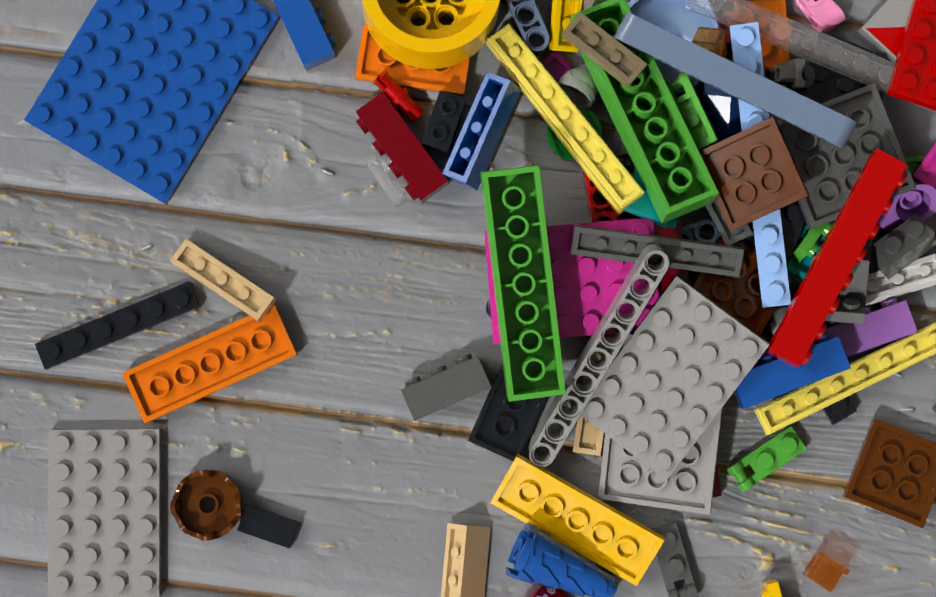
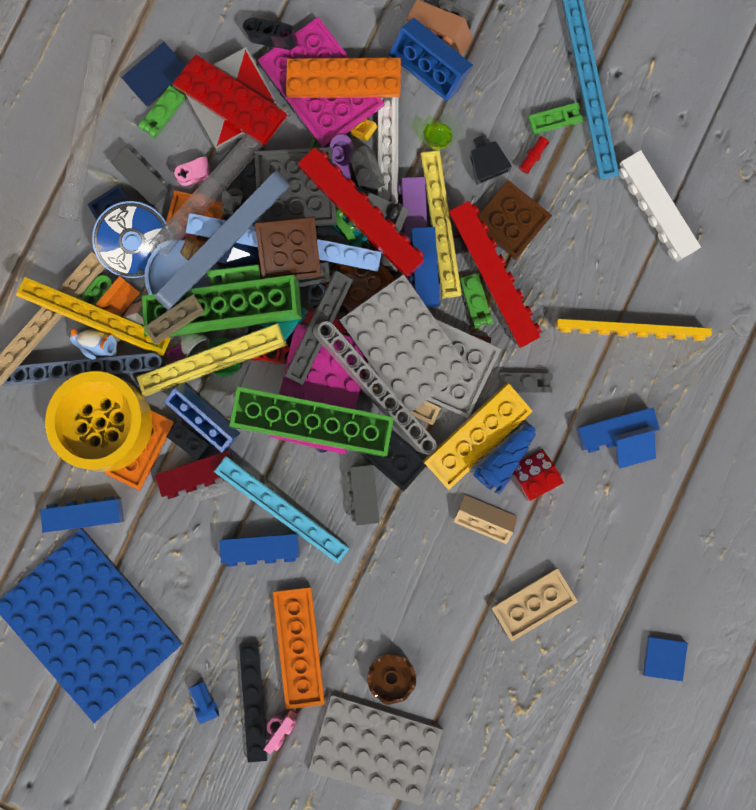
camera: 80 degrees left, 0 degrees up
(80, 373) = (277, 736): none -> bright pink plate
(90, 262) = (204, 706): none -> blue piece
(223, 280) = (245, 621): tan plate -> none
(268, 526) = (418, 641): black tile -> none
(327, 267) = (259, 548): none -> blue brick
(389, 280) = (281, 509): none -> medium azure tile
(398, 96) = (160, 465): red pin -> none
(812, 472) = (494, 274): none -> red brick
(824, 571) = (560, 287): clear orange panel -> none

